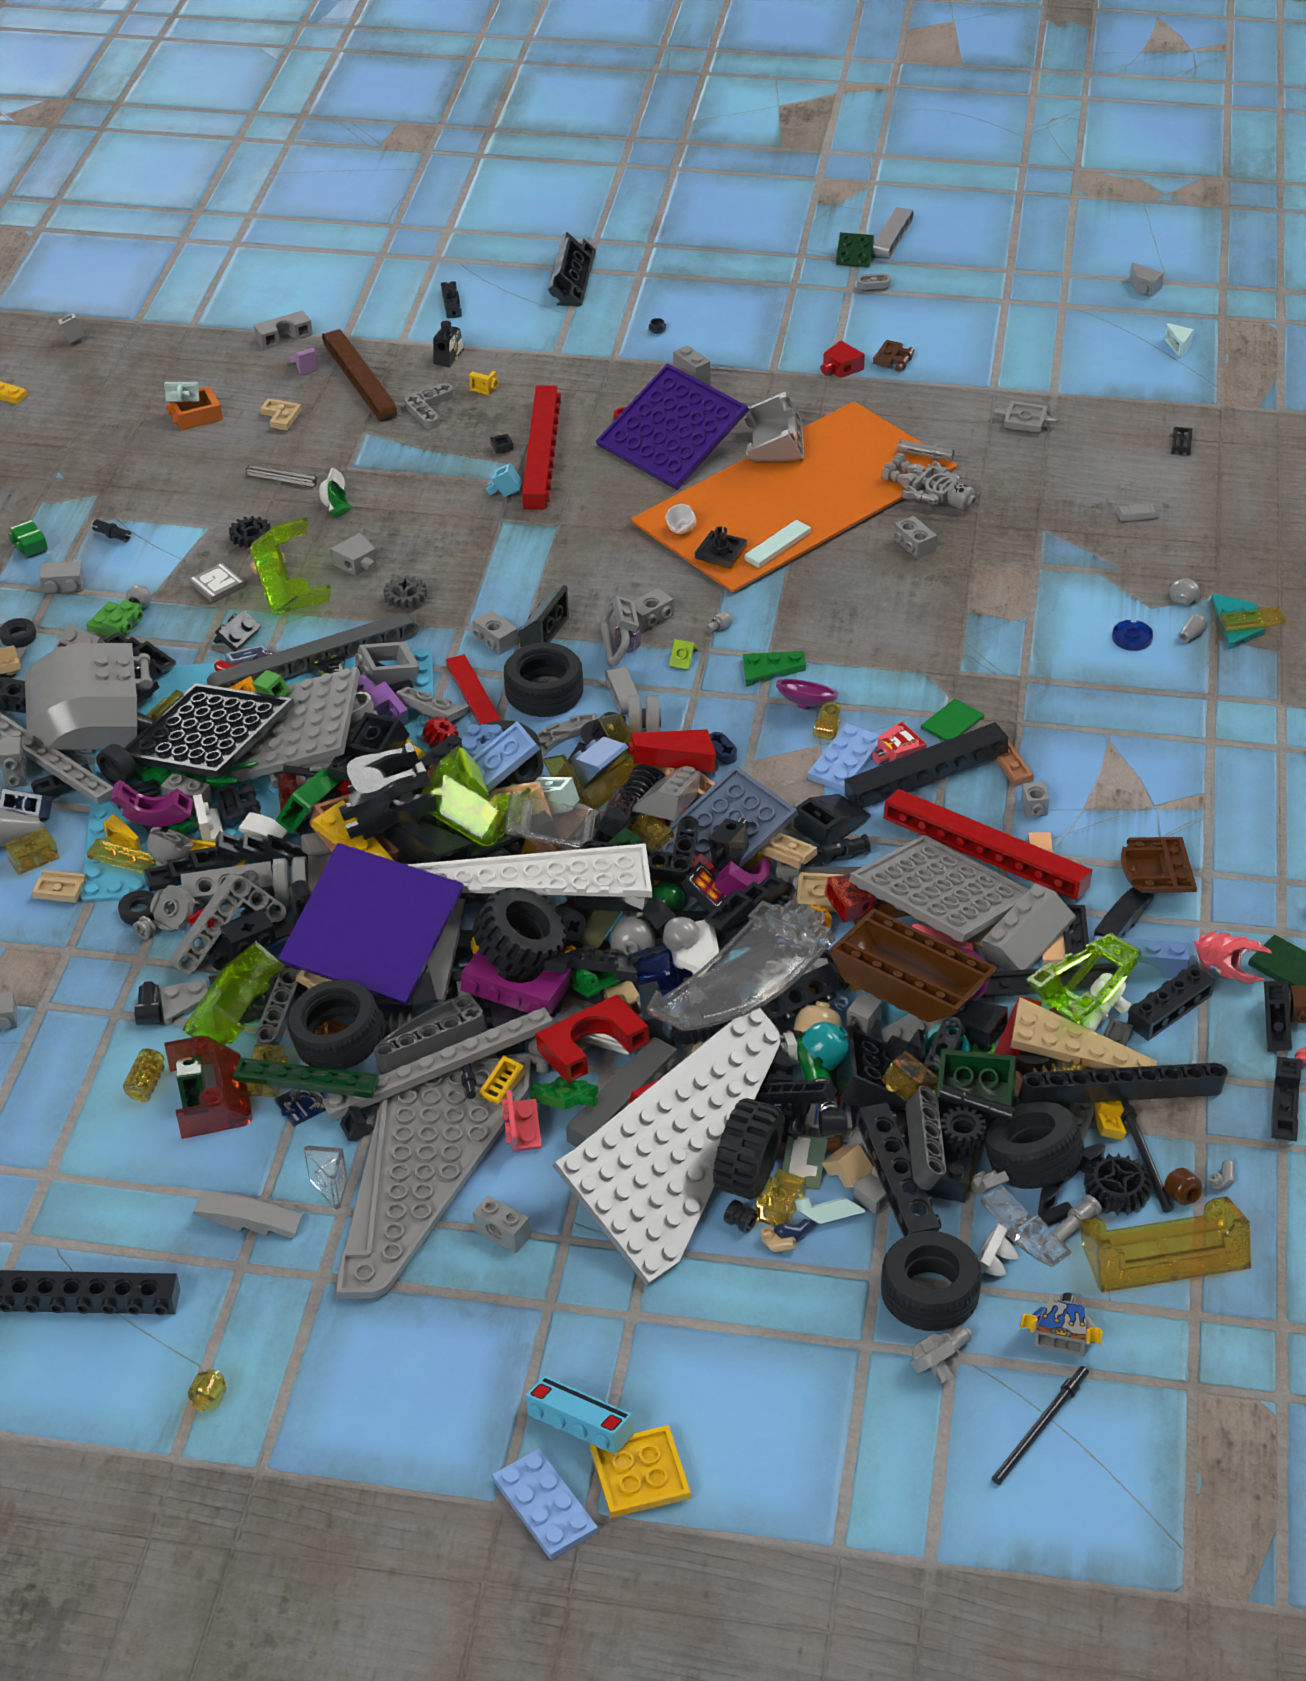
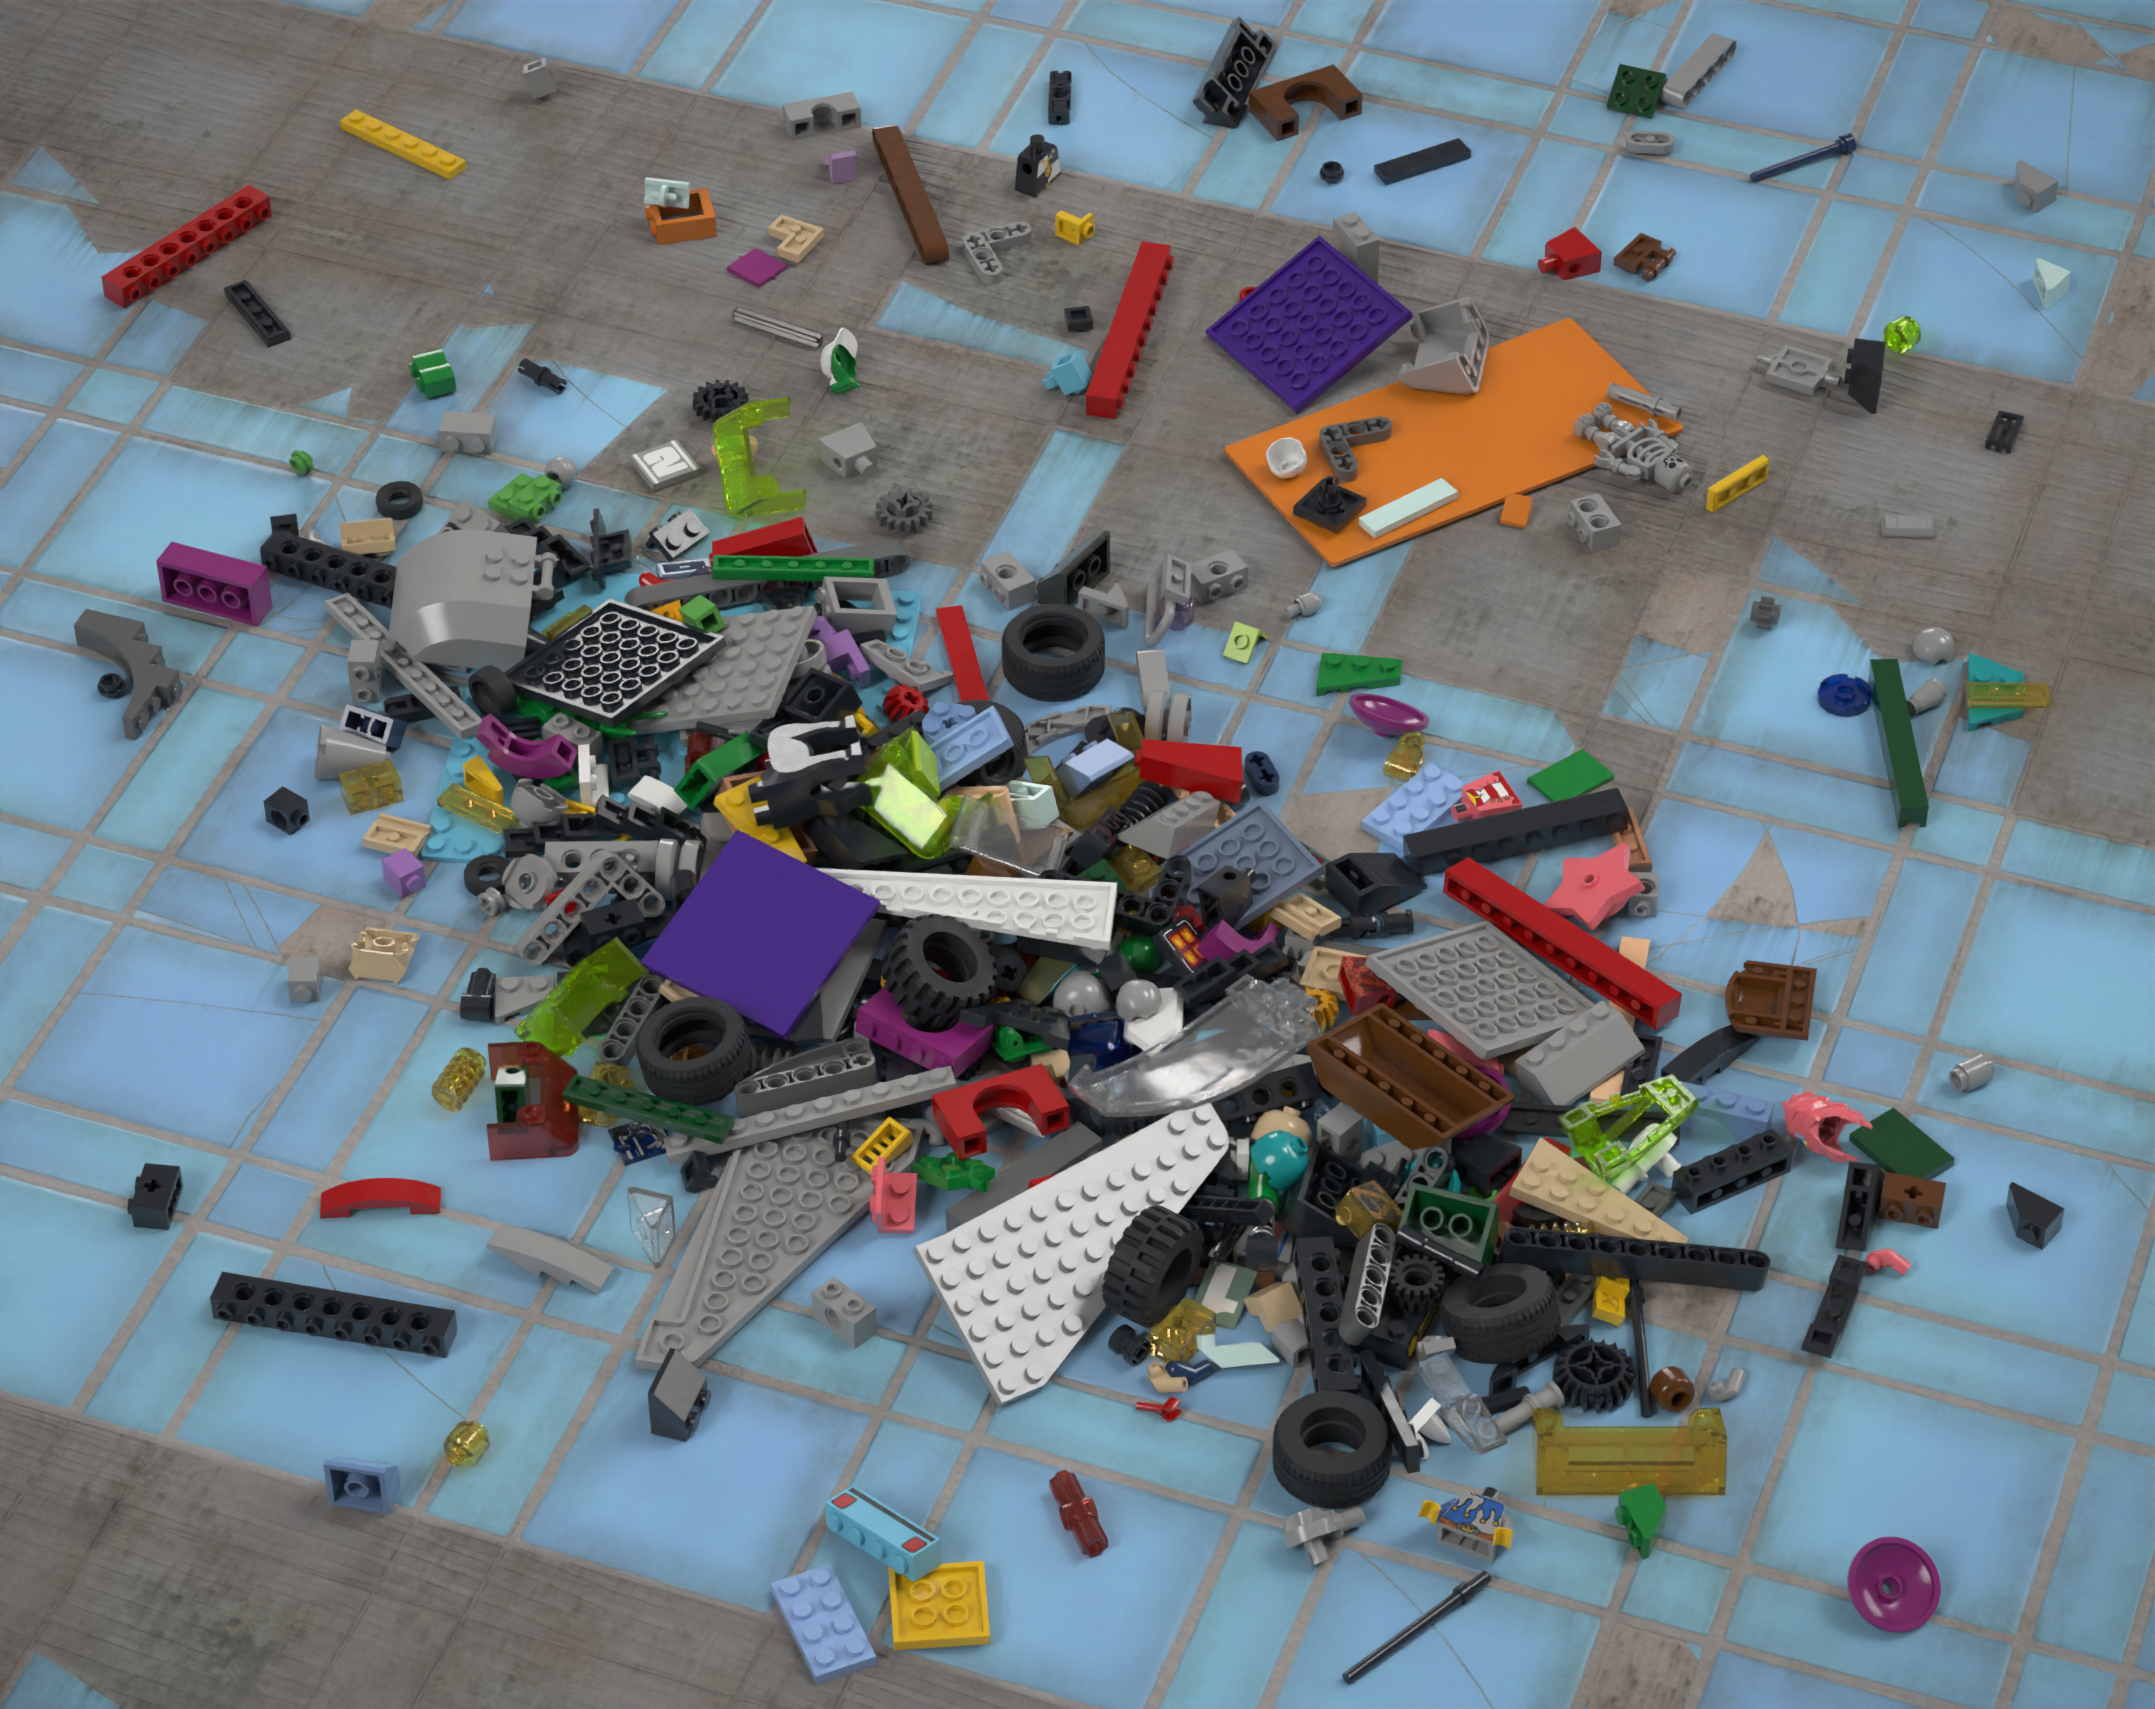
camera: 10 degrees right, 0 degrees up
(63, 981) = (382, 954): none -> tan slope
(69, 914) = (403, 873): none -> medium lavender brick
(94, 1181) = (380, 1193): none -> red slope
(122, 1441) = (361, 1484): none -> medium blue slope
(187, 649) = (610, 551): none -> black bracket
(257, 437) = (757, 267): none -> magenta piece
(305, 629) = (780, 539): none -> red slope
(329, 642) = (789, 567): none -> green tile
(380, 1321) = (677, 1397): none -> black slope
(577, 641) = (1105, 607): none -> light grey slope
(605, 285) = (1325, 85): none -> reddish brown arch
(718, 311) = (1422, 161): none -> black tile
(734, 494) = (1371, 430): none -> dark grey beam
(736, 1369) = (1078, 1513): none -> clear red piece
(786, 1267) = (1167, 1411): none -> red hand
(855, 536) = (1516, 510): none -> orange slope
(957, 1226) = (1388, 1403): none -> black plate
(1000, 798) = (1595, 886): none -> coral plate
(1007, 267) = (1844, 144): none -> dark blue piece
(1008, 498) = (1737, 483): none -> yellow tile
(1058, 584) = (1765, 612): none -> dark grey gear
(1076, 412) = (1865, 372): none -> black slope
(1090, 384) = (1902, 334): none -> clear neon green head
(1184, 664) = (1897, 742): none -> dark green tile
(1194, 1297) = (1643, 1516): none -> green slope

